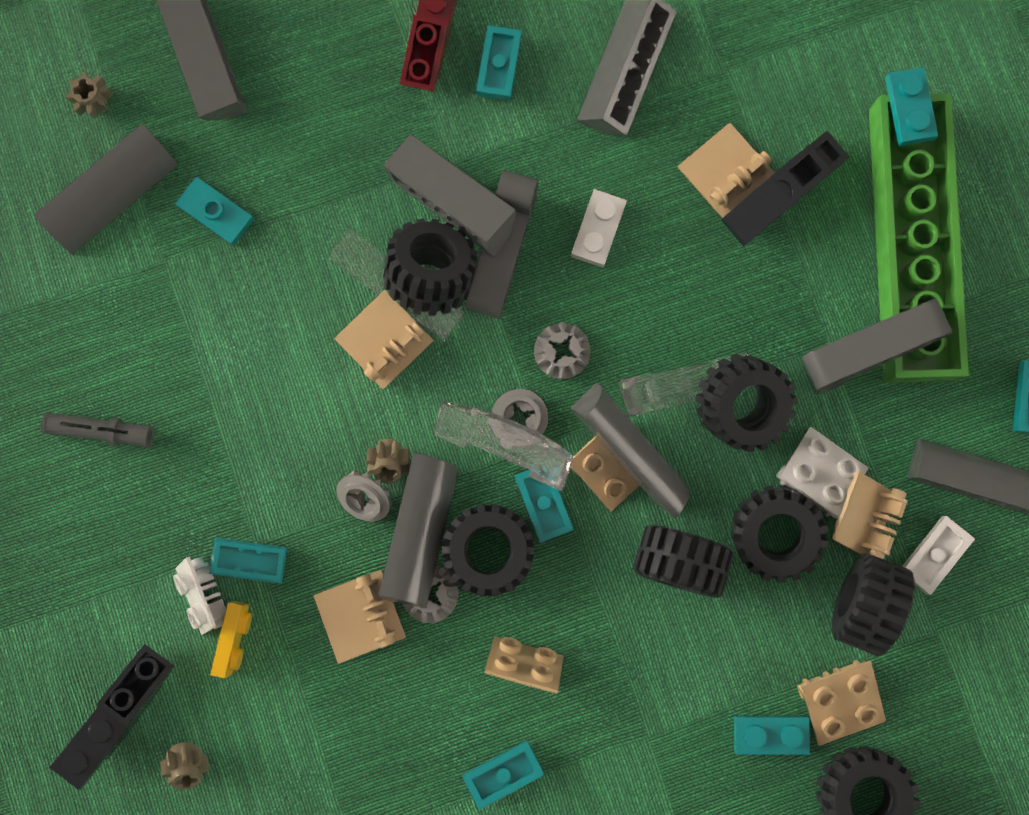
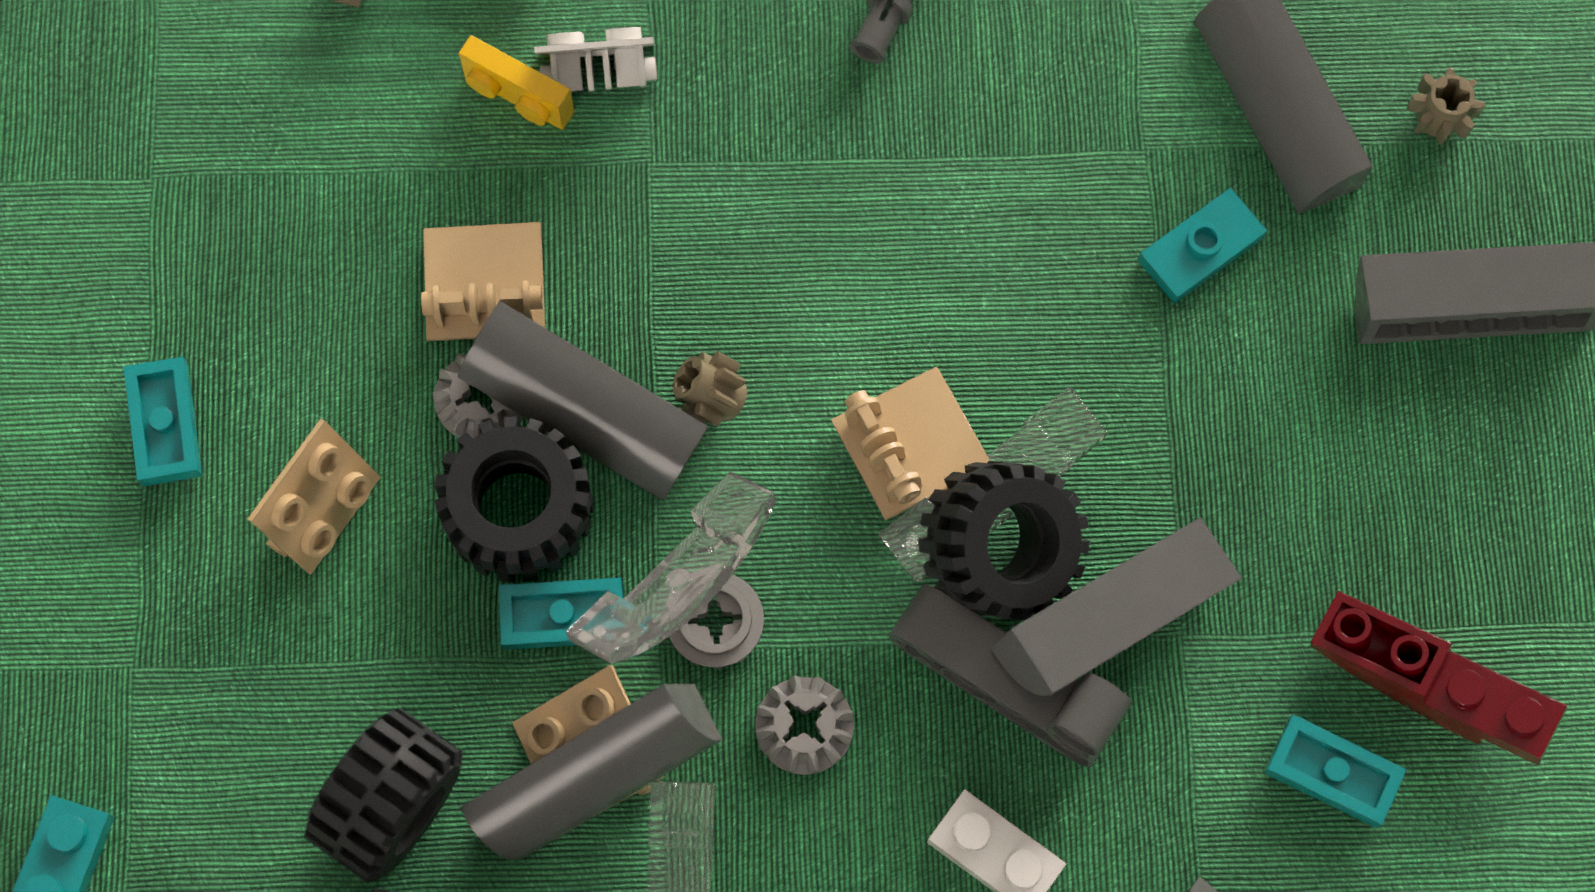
camera: 105 degrees right, 10 degrees down
(248, 560) = (626, 141): teal plate -> none
(353, 499) = (665, 335): light grey gear -> none

